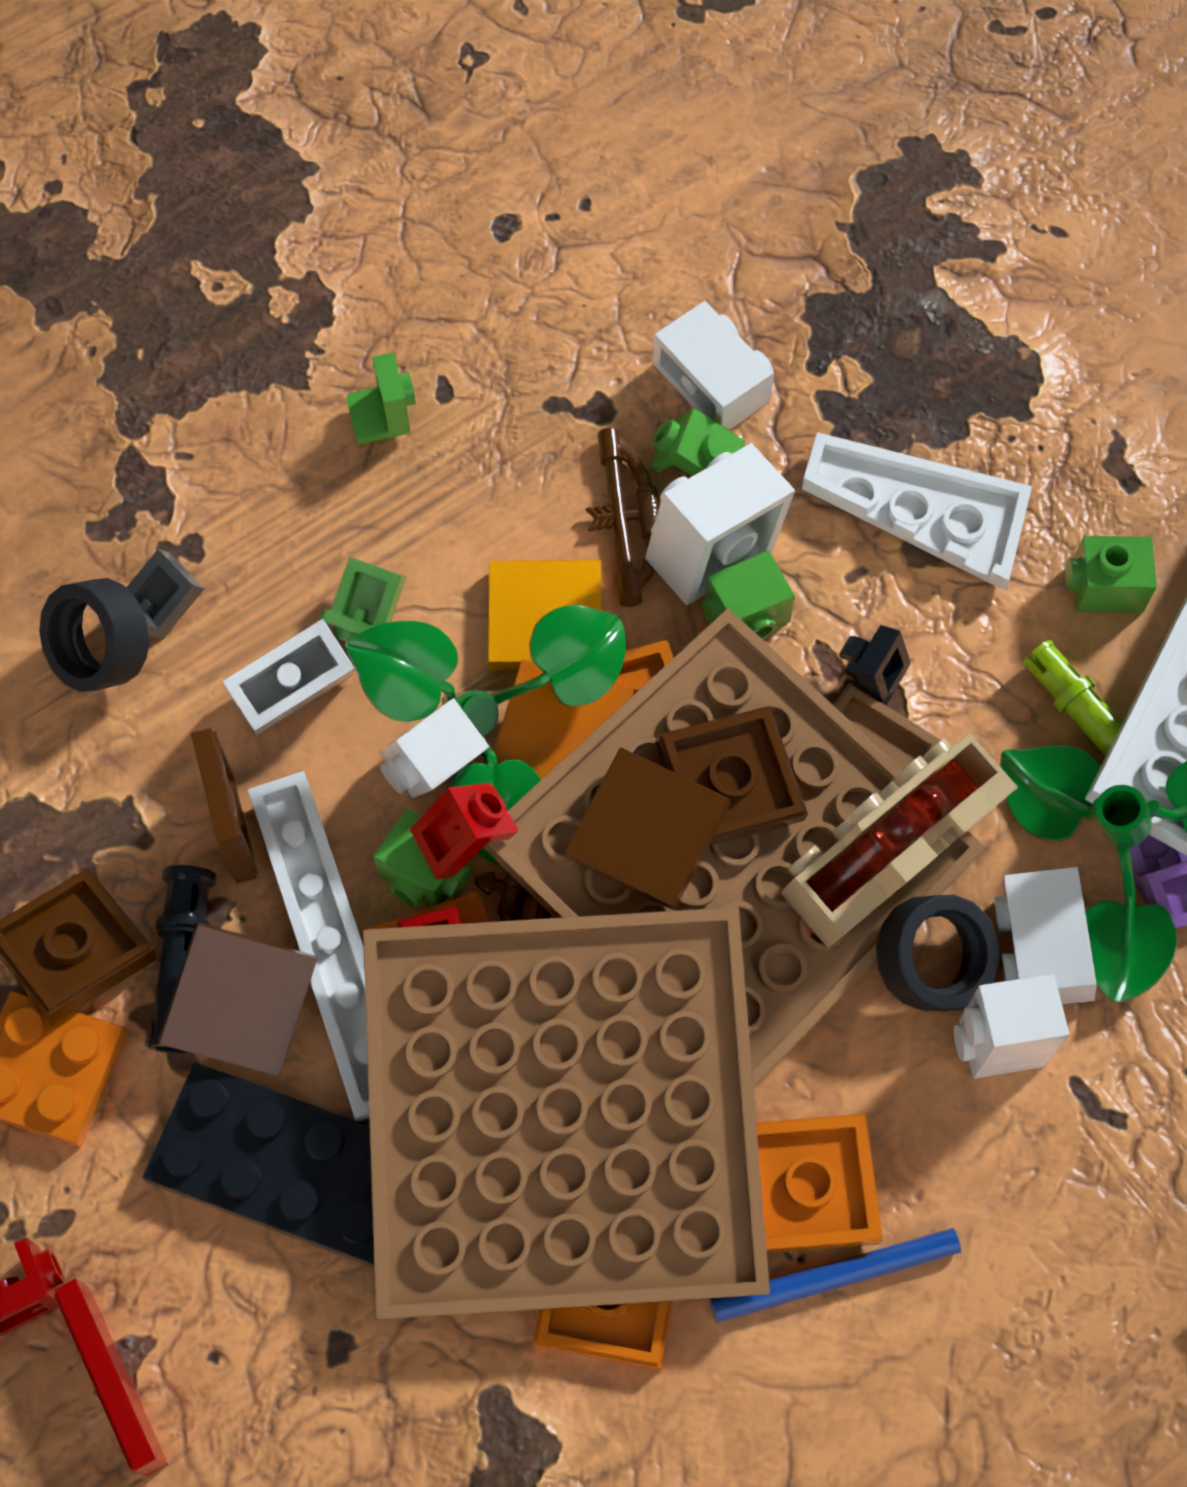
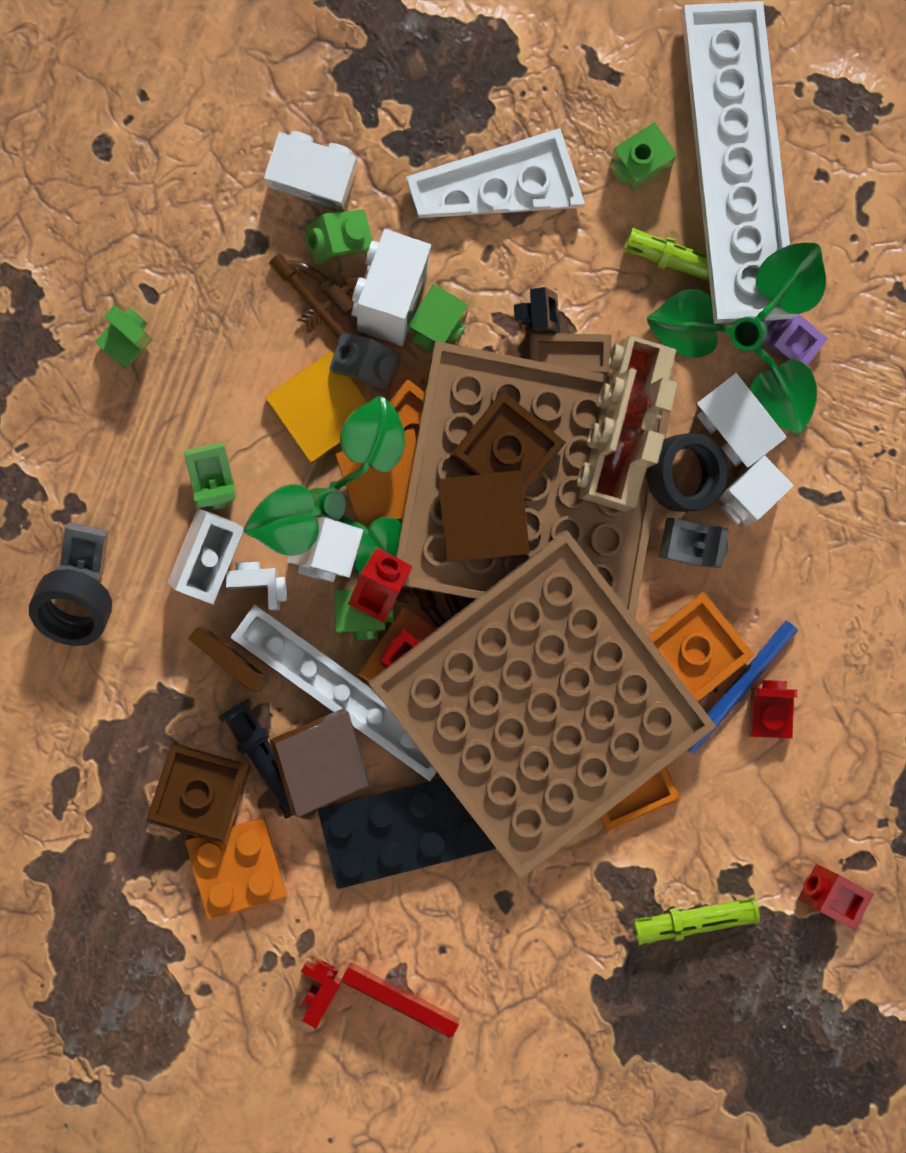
camera: 35 degrees left, 20 degrees up
(328, 743) = (251, 576): none -> white bracket
(632, 591) = (365, 361): none -> dark grey bracket
(861, 1333) = (772, 710): none -> red bracket
(891, 1047) = (694, 543): none -> dark grey bracket

